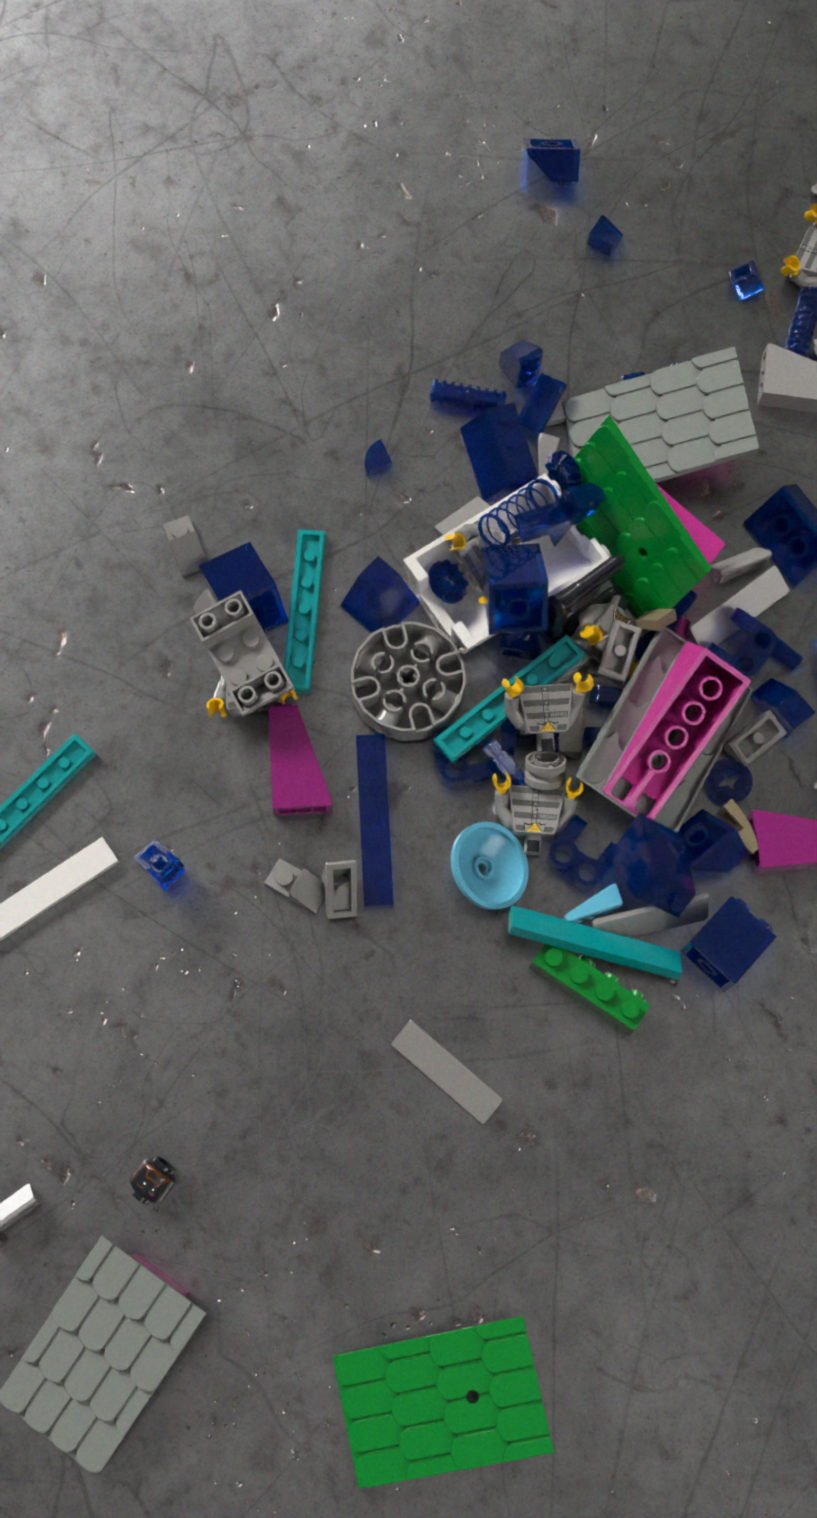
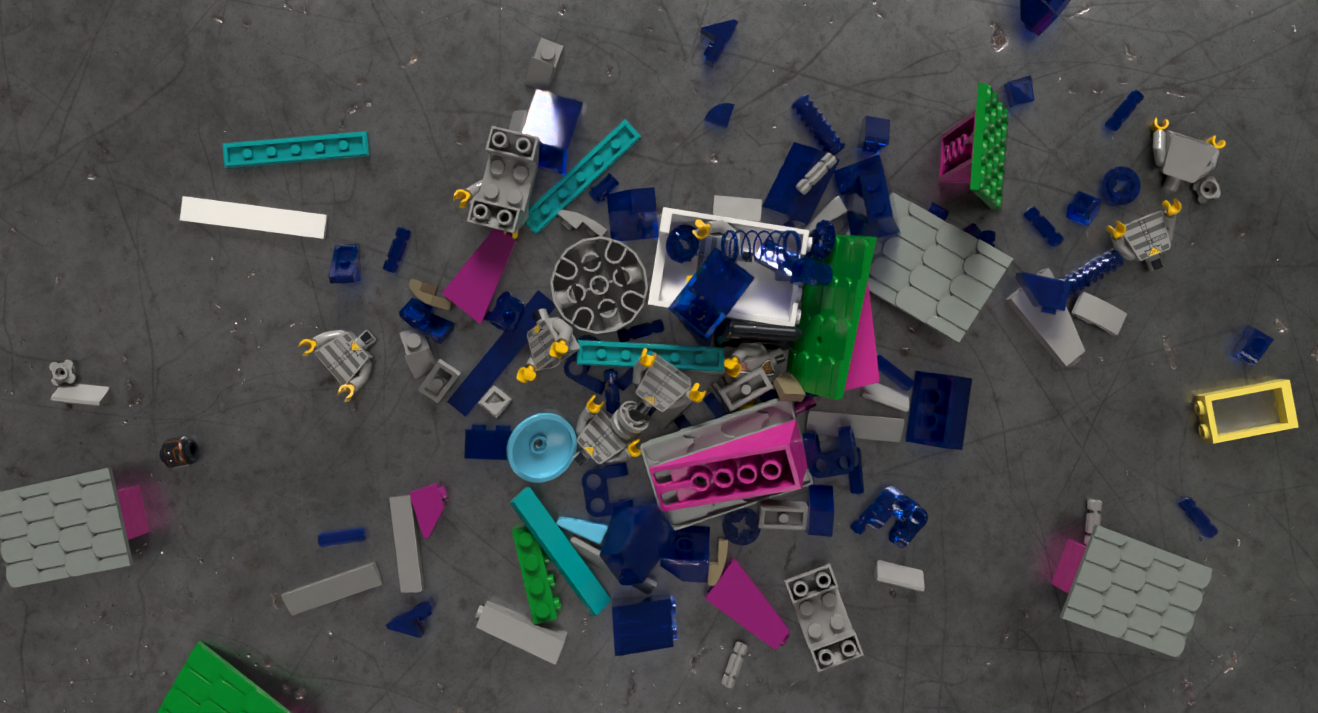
camera: 45 degrees right, 15 degrees up
(195, 812) = (396, 249): none -> clear blue axle
(232, 947) = (344, 357): none -> torso
(258, 824) = (427, 292): none -> dark tan slope
(271, 851) = (421, 318): none -> clear blue slope
(316, 396) = (720, 34): none -> clear blue slope
(332, 647) = (575, 220): none -> light grey slope
(333, 599) = (603, 188): none -> clear blue pin
(345, 778) = (506, 312): none -> clear blue leg
(380, 1122) = (342, 537): none -> clear blue axle
(408, 867) = (495, 402): none -> light grey tile
(410, 769) = (549, 345): none -> light grey torso
(415, 1180) = (332, 588): none -> light grey slope
(436, 1015) = (429, 506): none -> magenta slope
(437, 907) = (487, 443): none -> clear blue brick
(480, 690) = (640, 330): none -> clear blue axle
(506, 426) = (816, 173): none -> light grey axle
(513, 1142) = (407, 621): none -> clear blue slope
(575, 409) = (871, 206): none -> clear blue slope
(617, 296) = (976, 149): none -> green piece
(628, 1050) = (519, 630): none -> light grey slope
(702, 183) = (1124, 110): none -> clear blue axle
(730, 320) = (1044, 227): none -> clear blue axle
(739, 538) = (894, 373): none -> clear blue axle
(768, 236) = (1130, 189): none -> clear blue gear
(781, 175) = (1183, 156): none -> light grey torso
(783, 360) = (1044, 292): none -> clear blue slope

